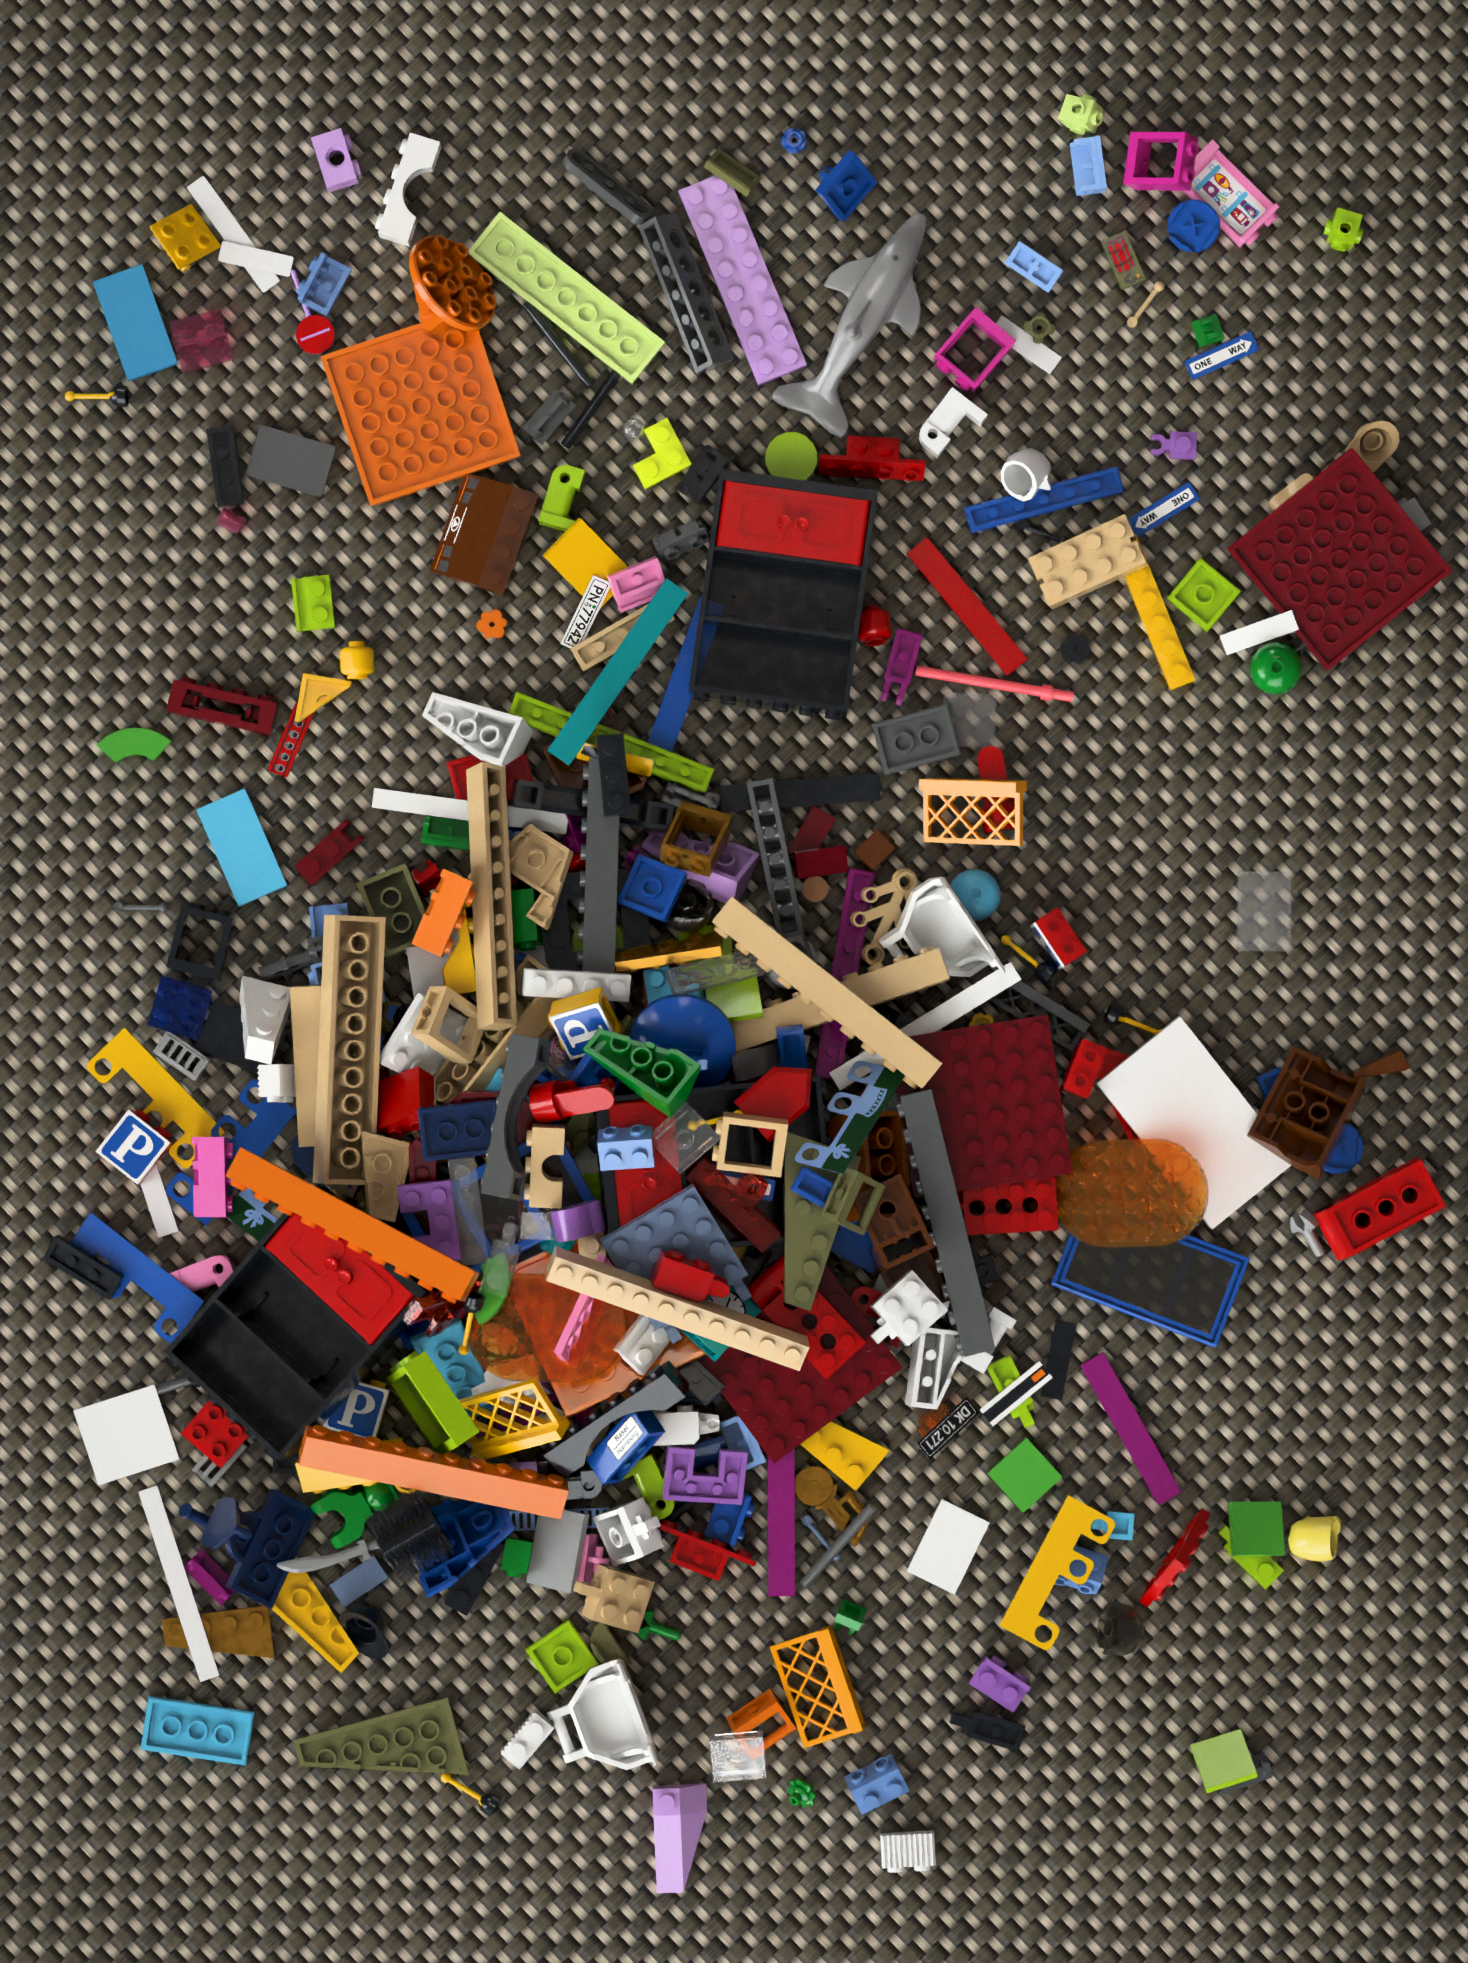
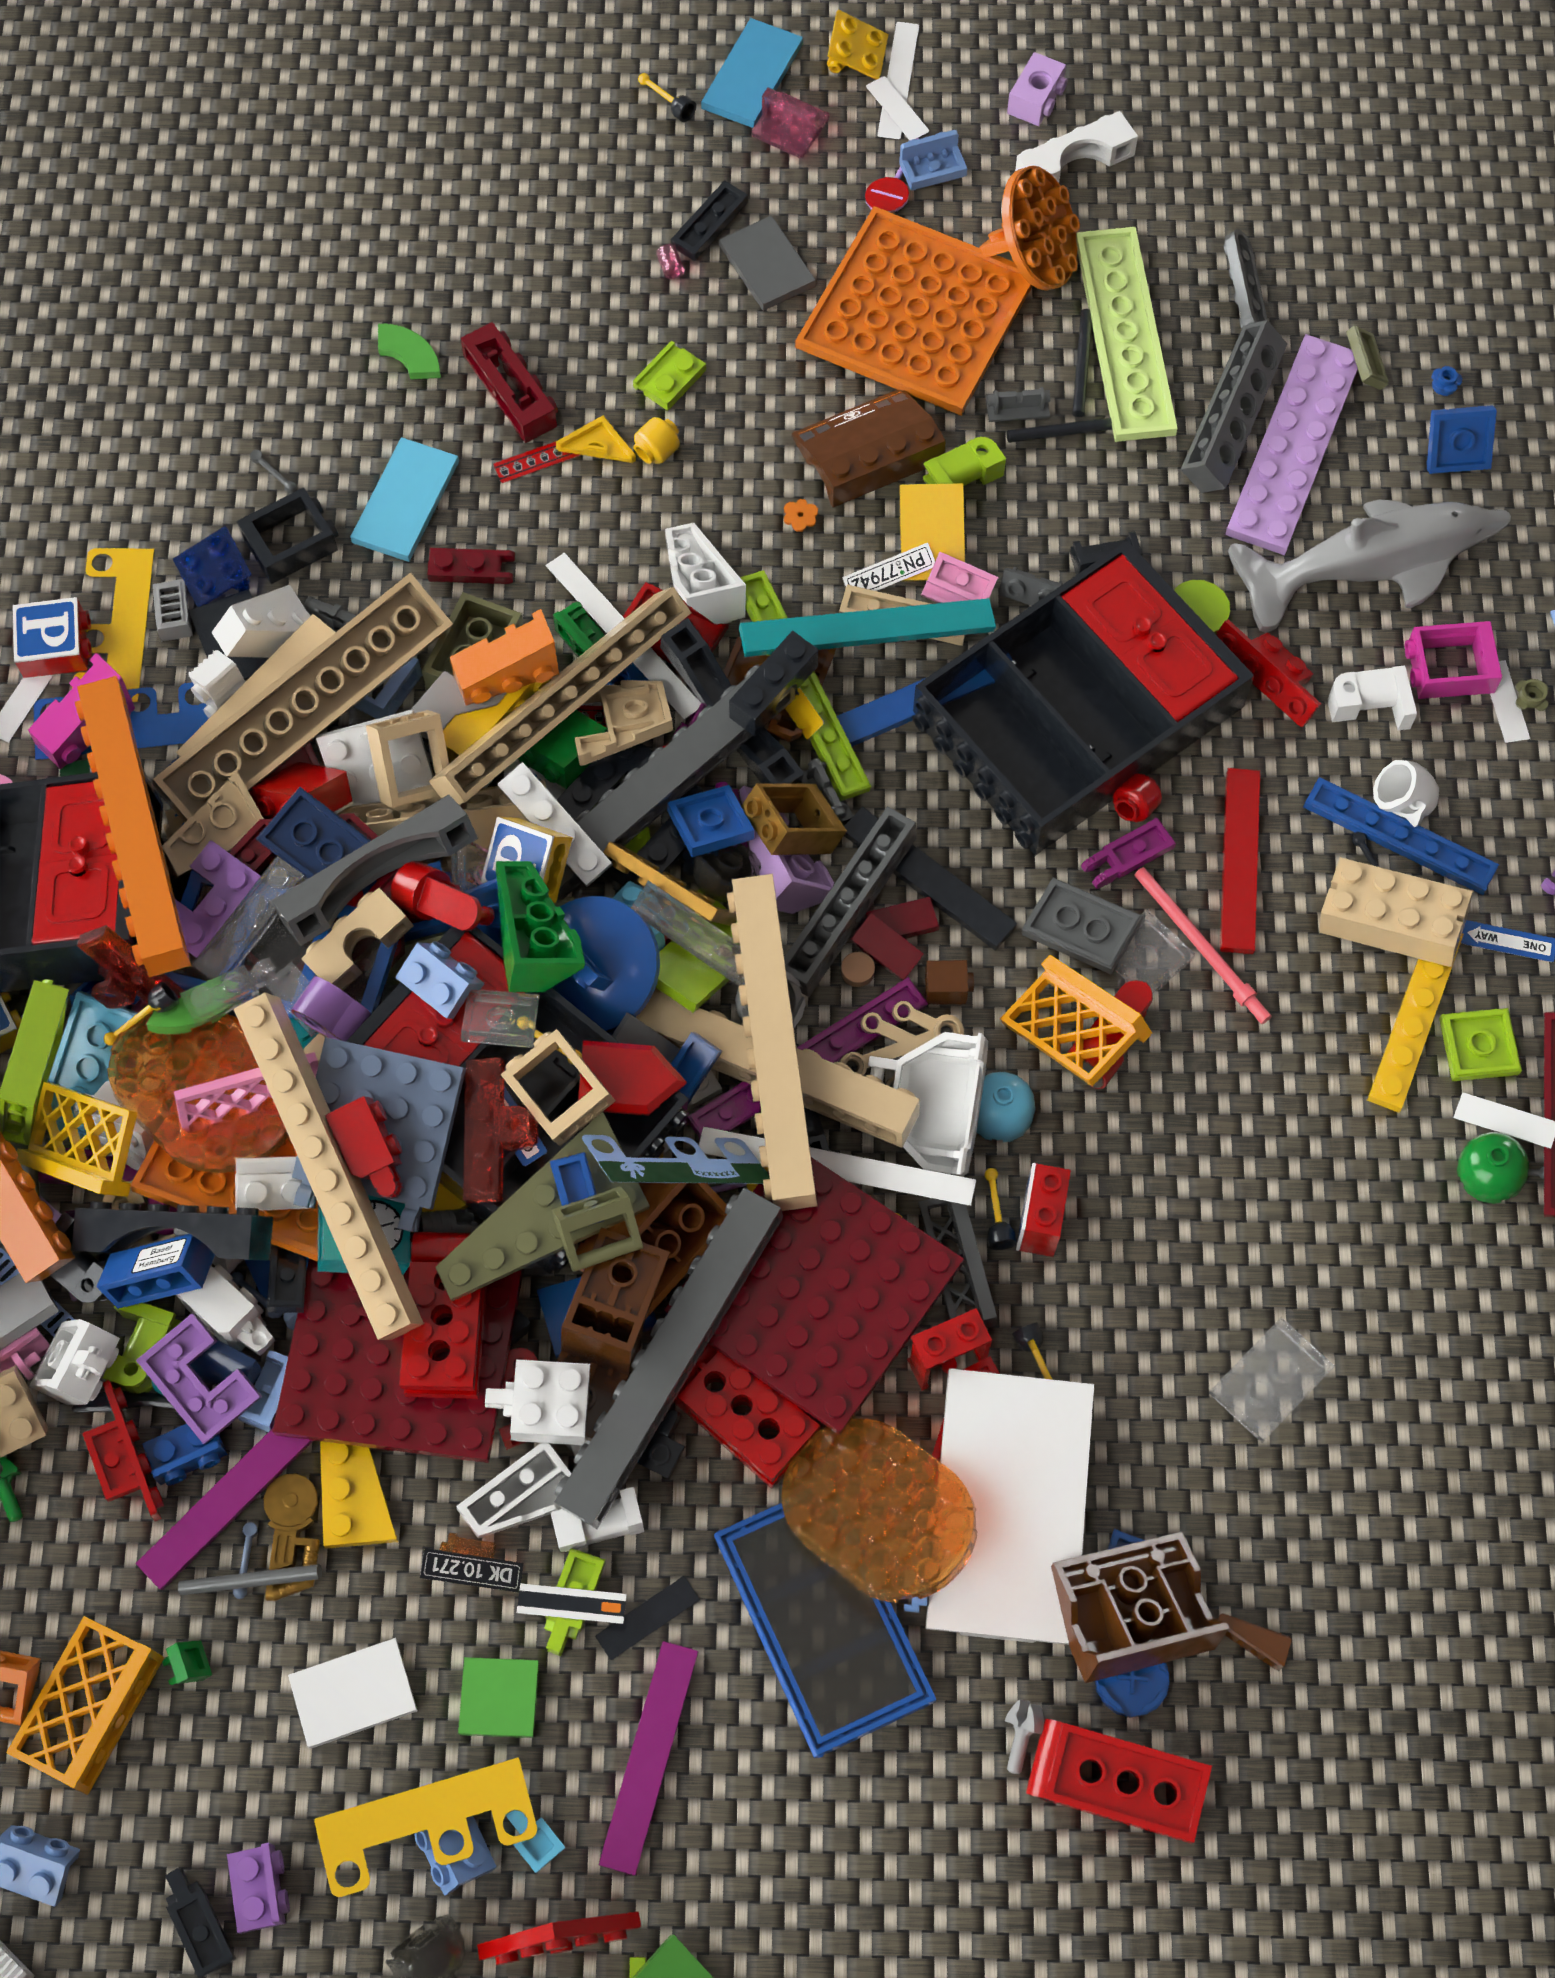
camera: 45 degrees right, 20 degrees down
(633, 429) = (1080, 473): clear piece -> none
(668, 457) = (1084, 521): neon yellow plate -> none
(1082, 649) = (1310, 975): black plant -> none

